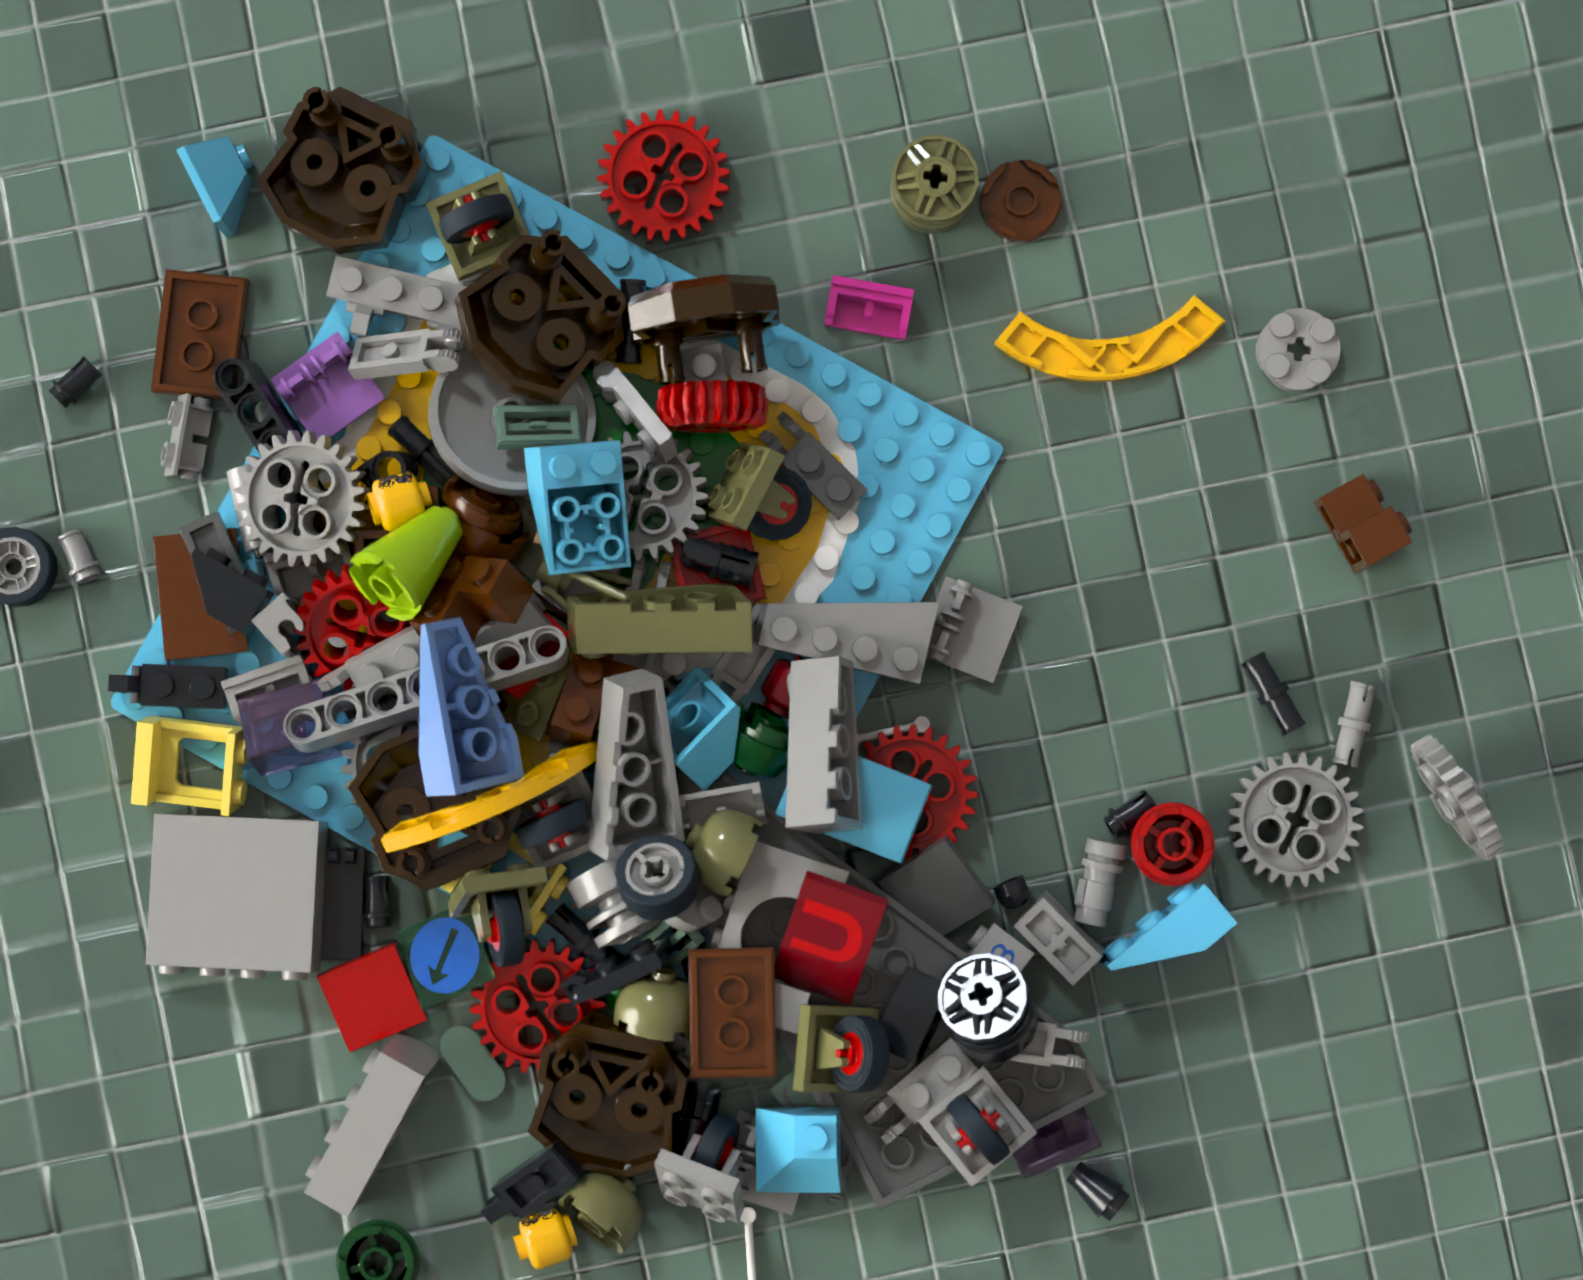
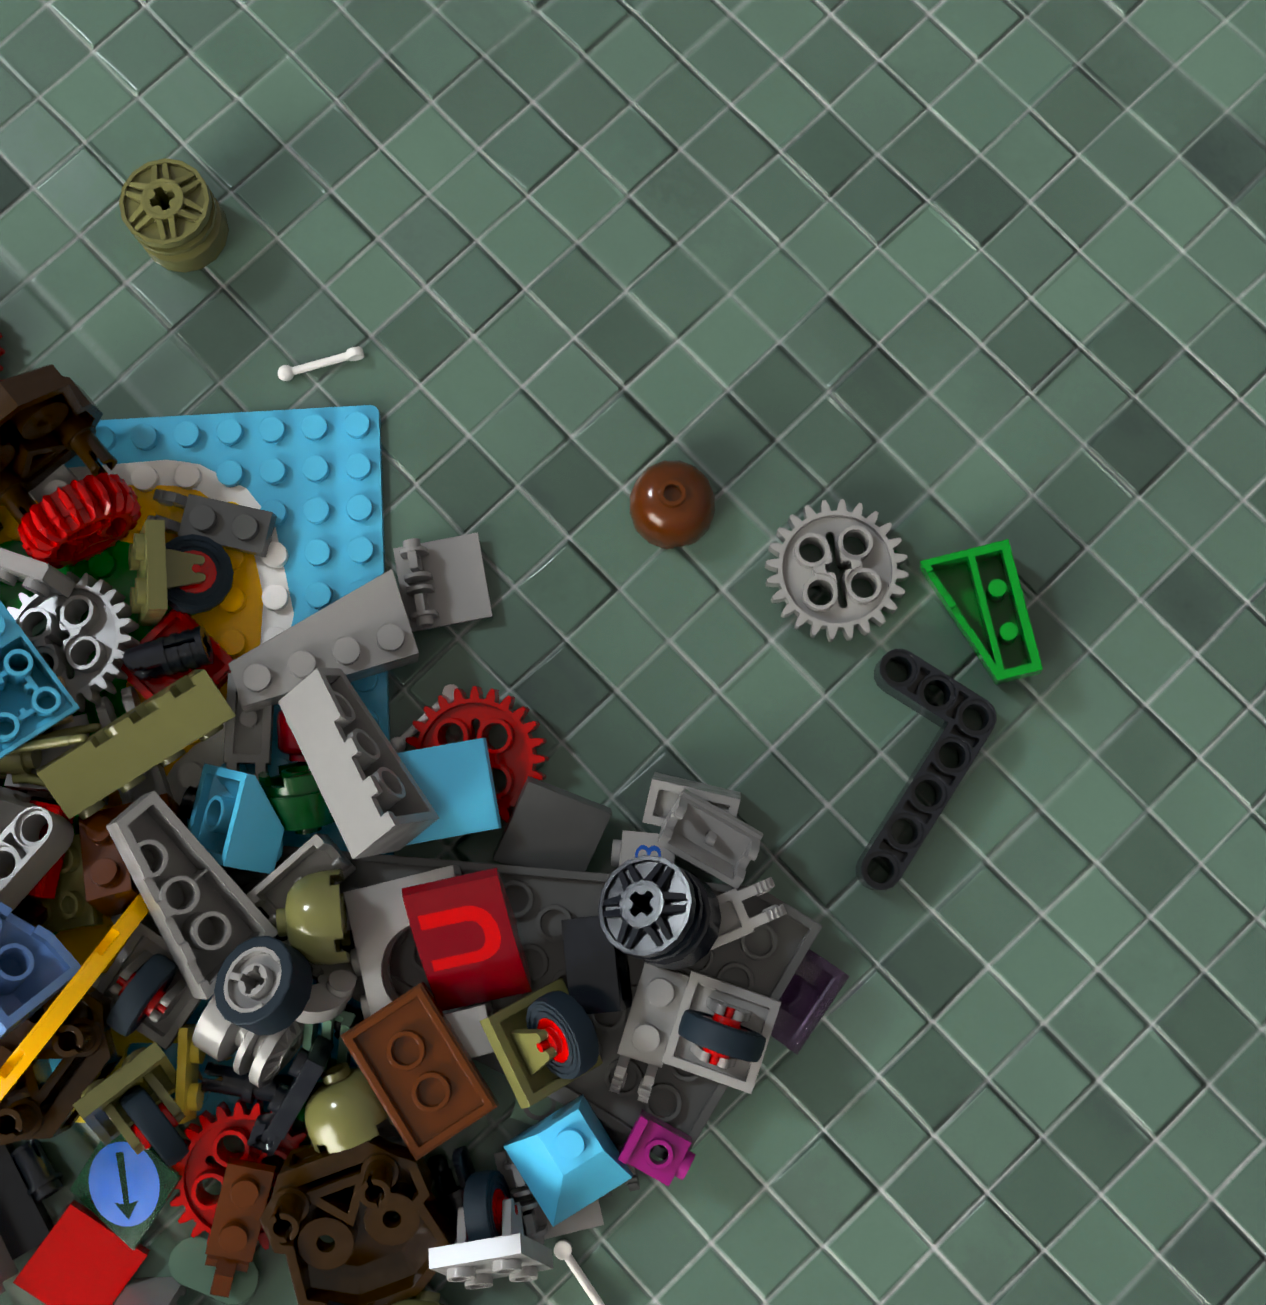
camera: 25 degrees left, 5 degrees down
(518, 1038) = (237, 1221): none -> reddish brown hinge
(869, 307) = (182, 356): dark pink hinge -> none
(870, 1167) = (650, 1132): none -> magenta brick
(945, 371) = (287, 372): none -> white hinge
(1012, 892) = (625, 793): black hinge -> none
(1020, 201) = (266, 191): reddish brown tile -> none
(1059, 973) = (710, 838): none -> light grey hinge
(1098, 886) = (697, 738): light grey axle -> none
(1098, 1191) = (872, 1019): black cone -> none
(1110, 358) = (424, 276): yellow tile -> none
(1126, 816) = (687, 656): black pin -> none
(1172, 844) = (740, 657): red cone -> none
(1184, 927) = (800, 720): medium azure slope -> none
(1195, 681) = (672, 504): none -> reddish brown cylinder
(1268, 1024) = (929, 769): none -> black beam
(1273, 693) = (747, 473): black pin -> none
(1317, 335) = (590, 148): light grey plate -> none
(1354, 724) = (835, 455): light grey pin -> none
(1361, 524) = (732, 277): reddish brown brick -> none
(1396, 927) = (988, 607): none -> green wedge
(1457, 797) = (968, 454): light grey gear -> none

